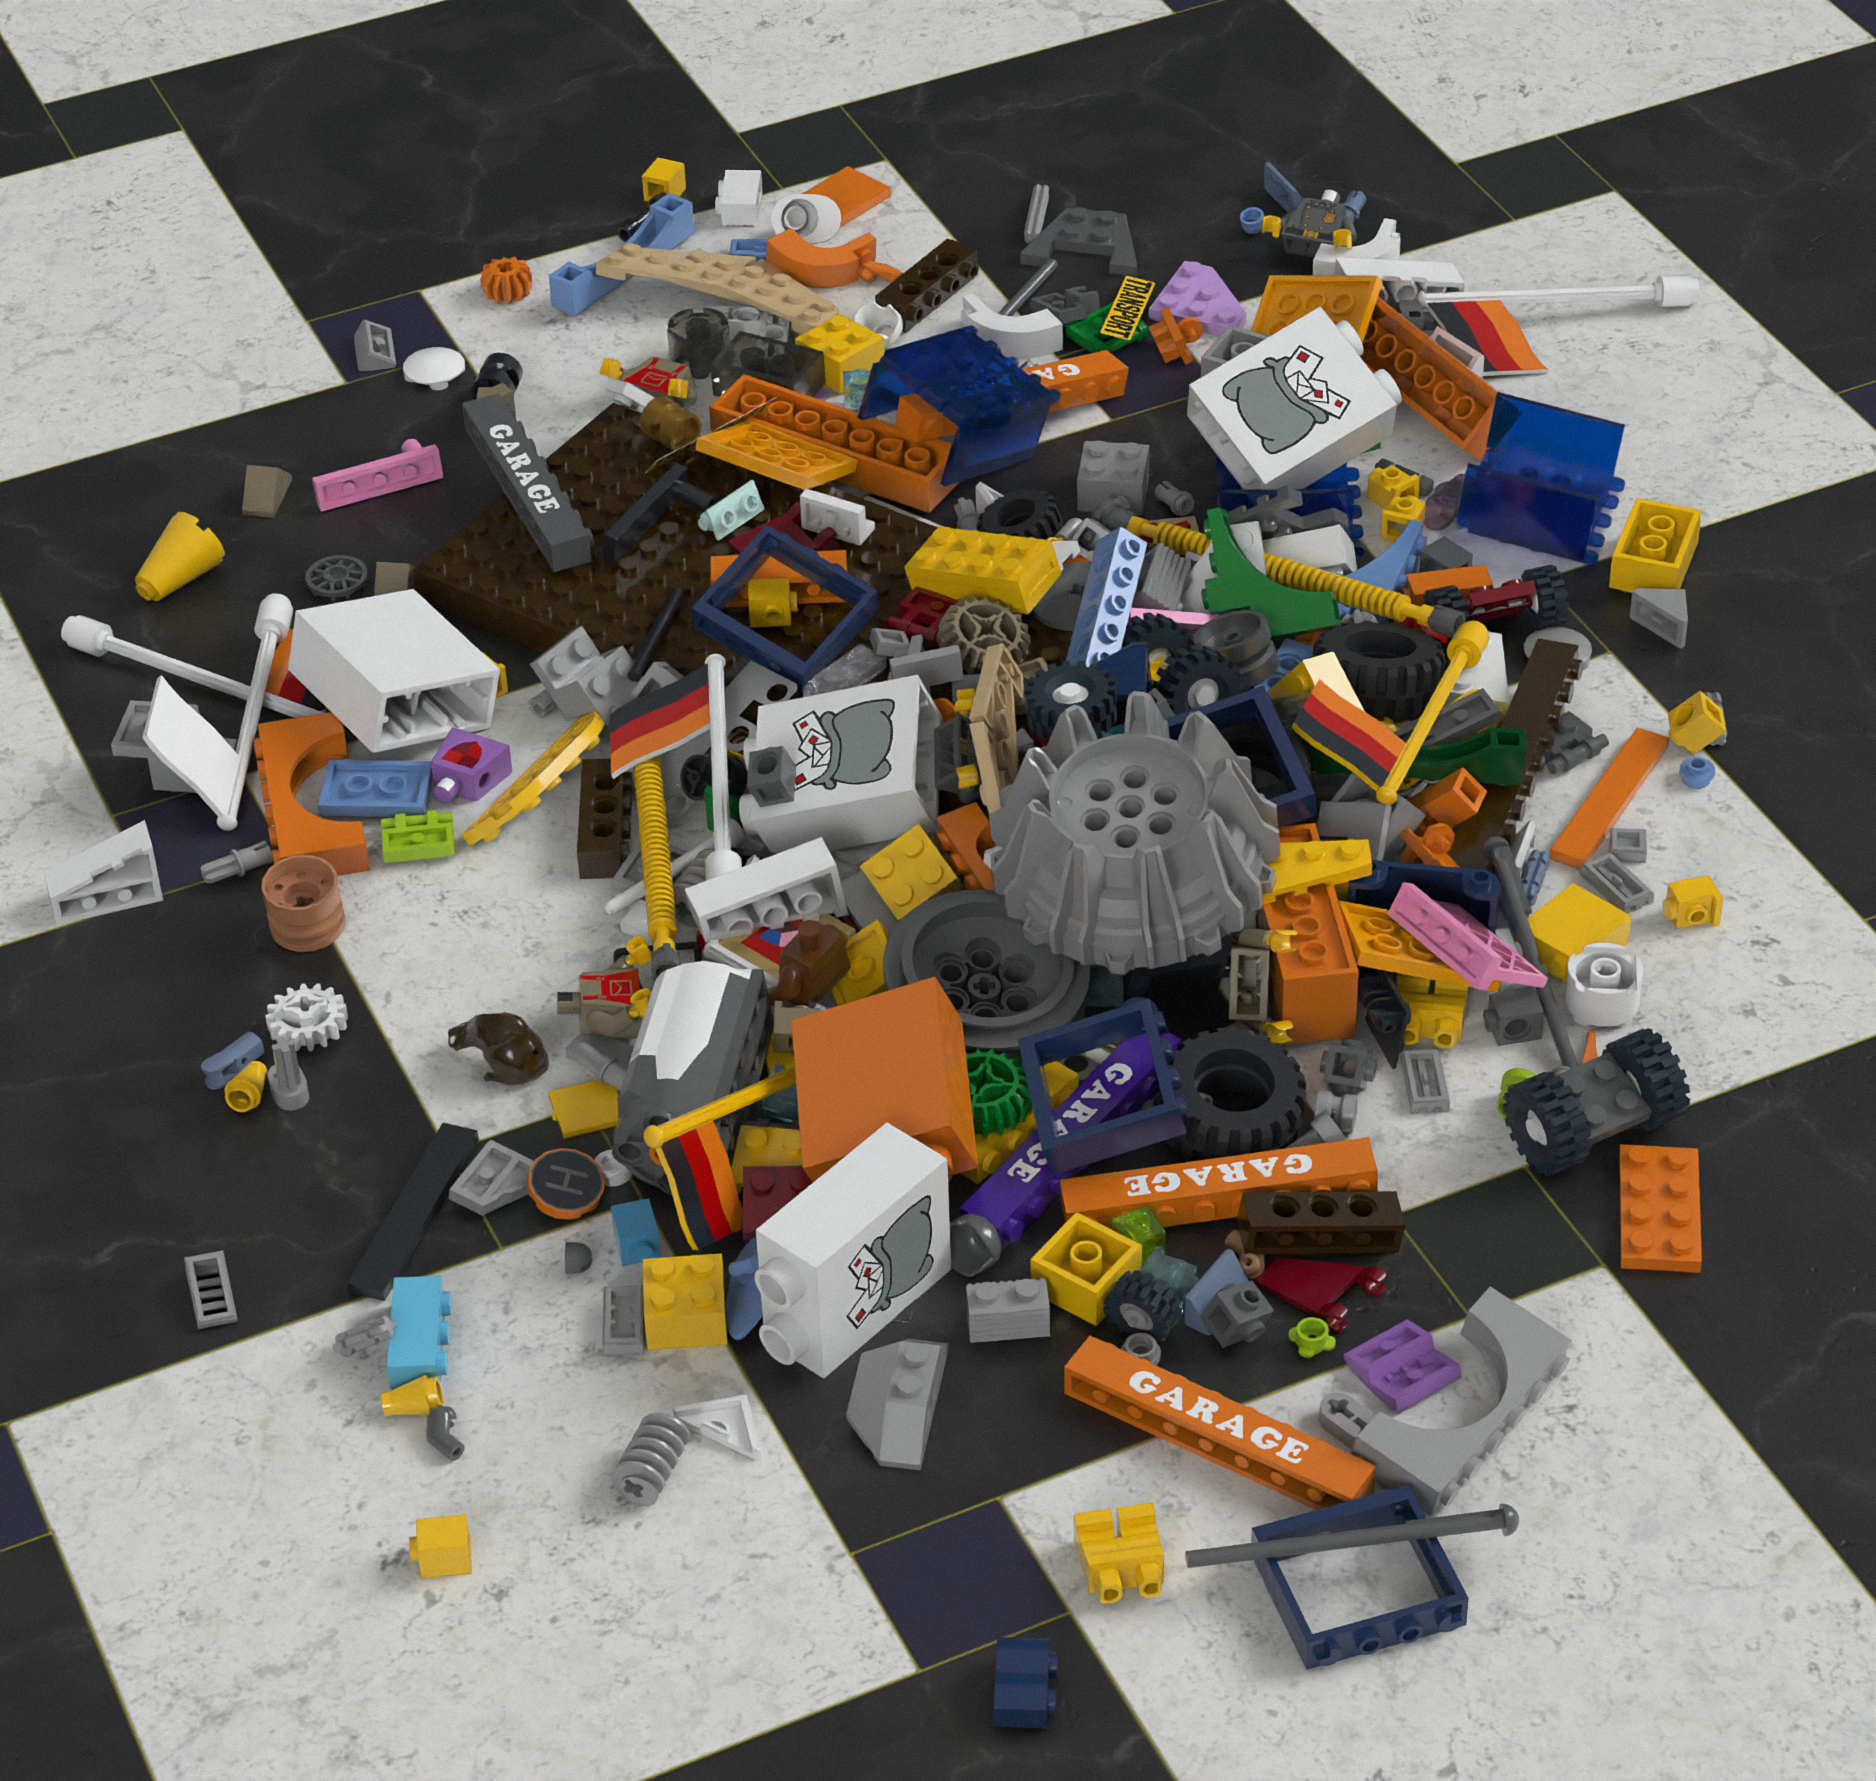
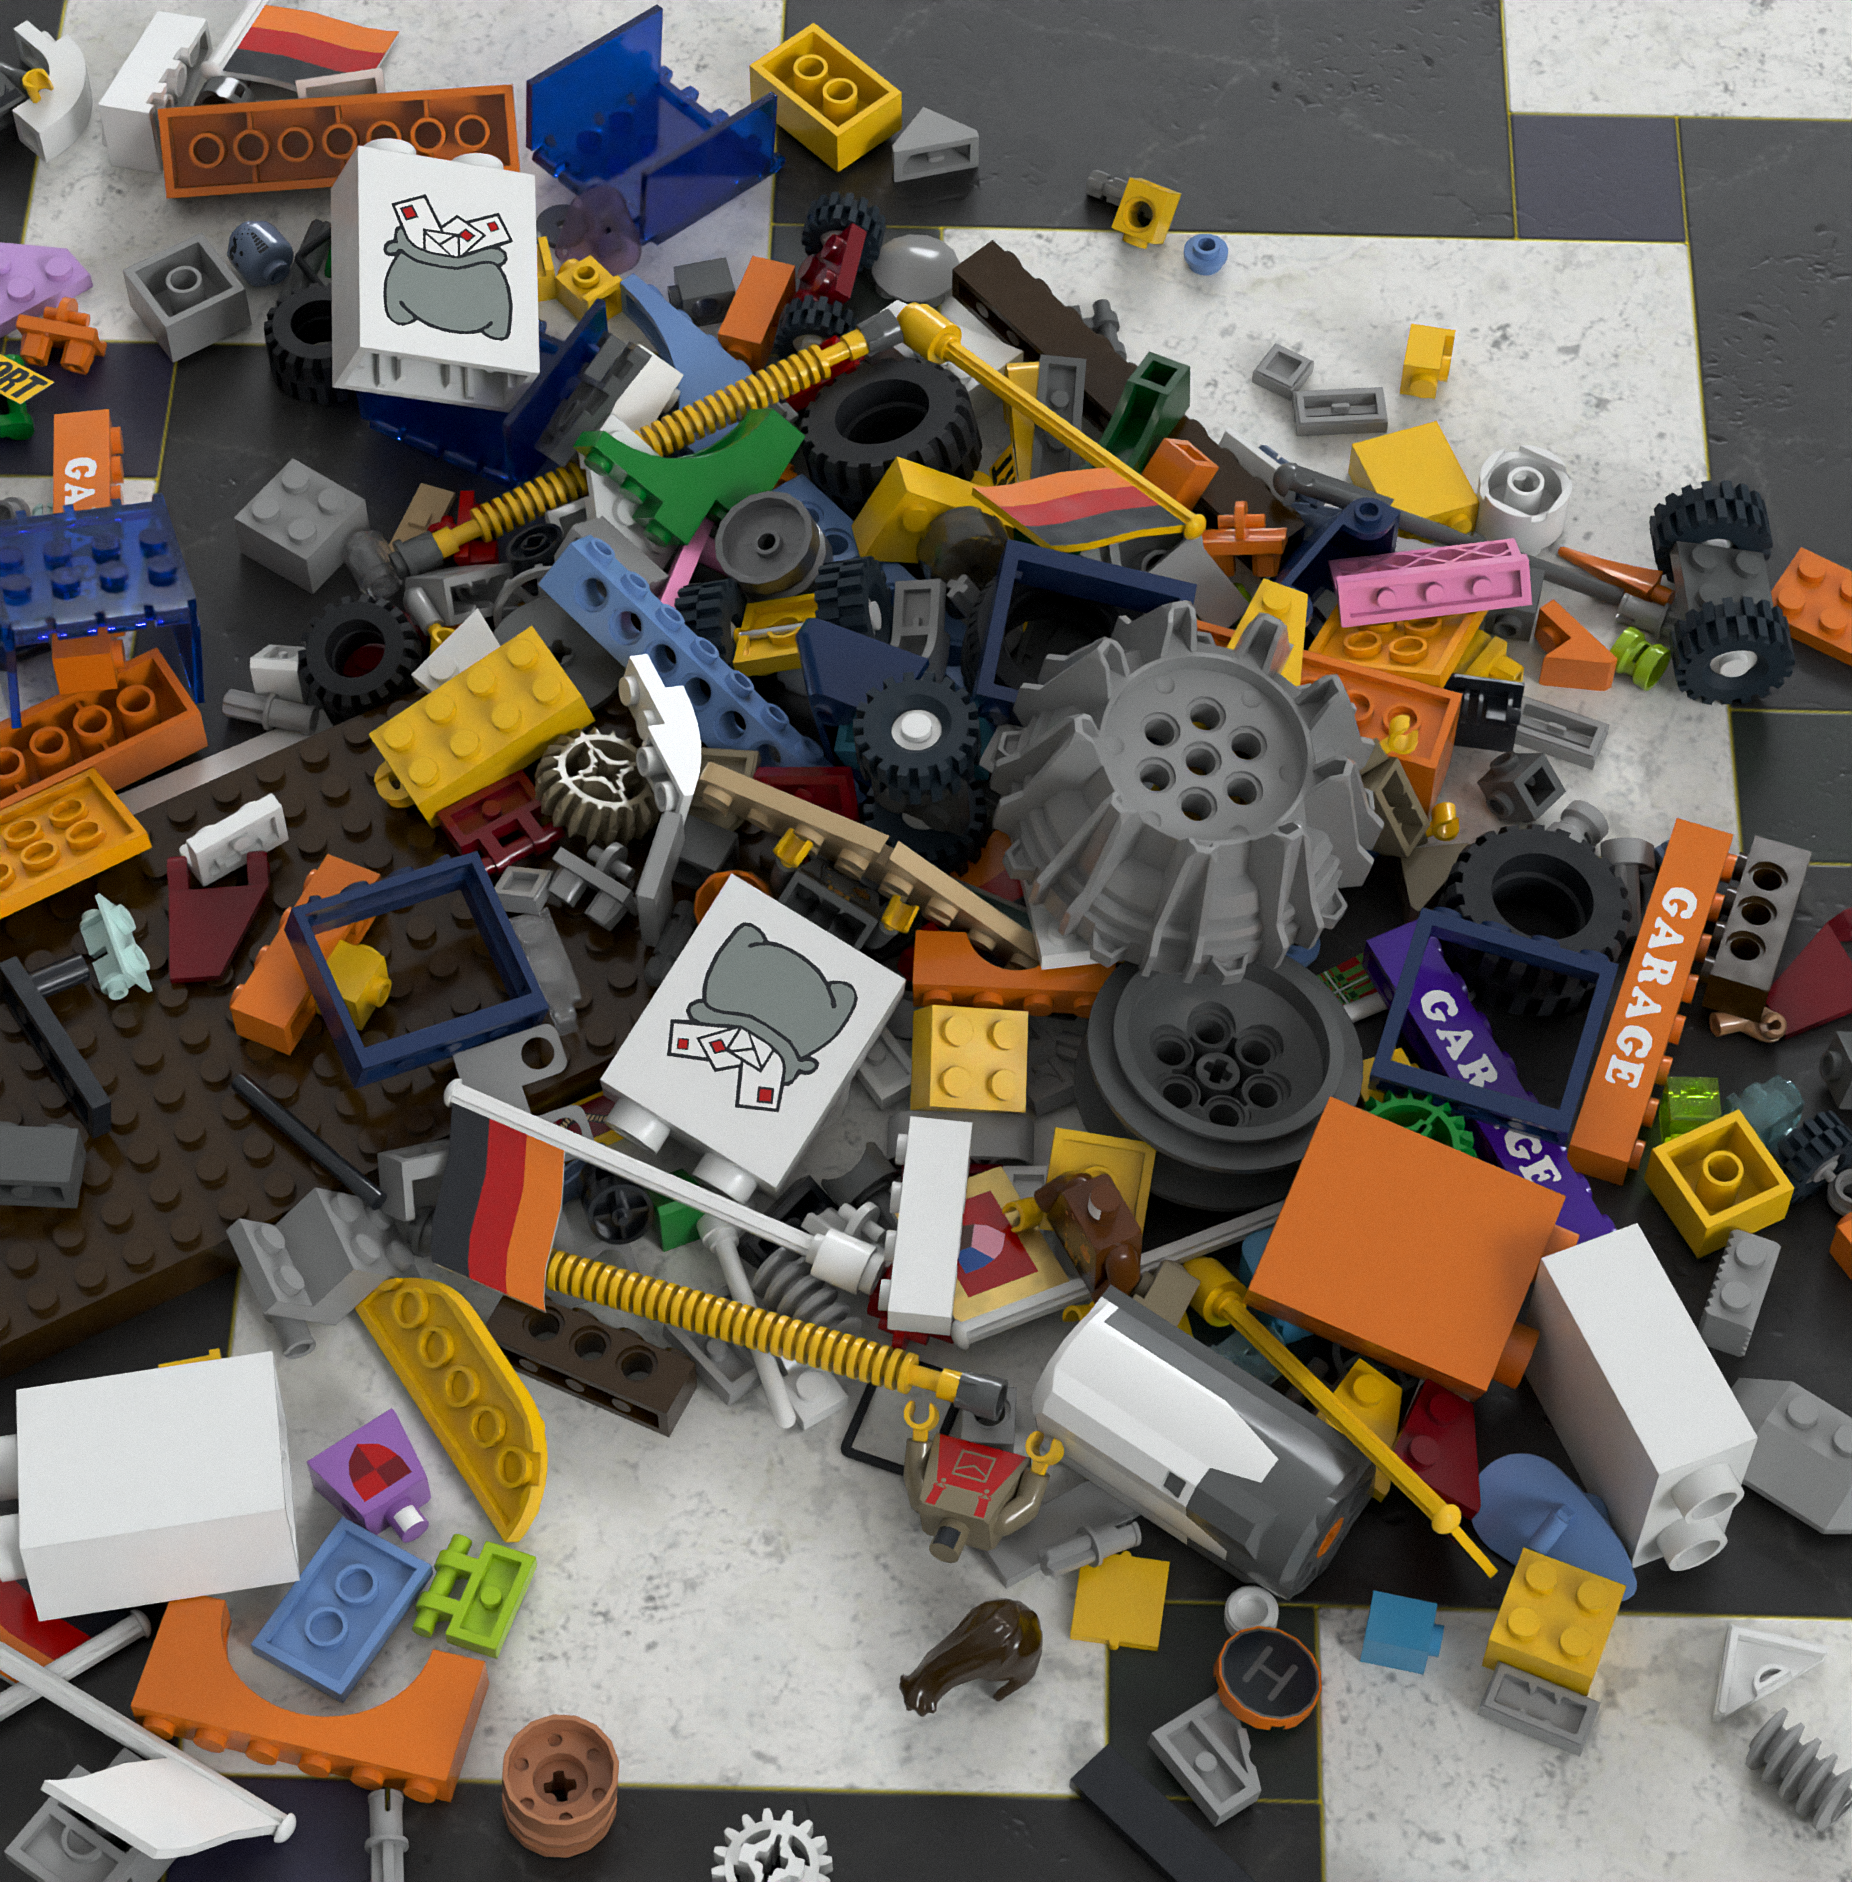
camera: 65 degrees left, 15 degrees up
(577, 1257) = (1402, 1720): dark grey hinge -> none
(771, 776) = (765, 1139): dark grey brick -> none
(1031, 642) = (669, 735): none -> white slope
(1180, 502) = (381, 485): light grey pin -> none
(1221, 1273) = (1779, 1058): sand blue slope -> none
(1294, 296) = (179, 178): light orange plate -> none
(1491, 1060) = (1574, 654): none -> orange slope
(1609, 798) = (1198, 346): orange tile -> none

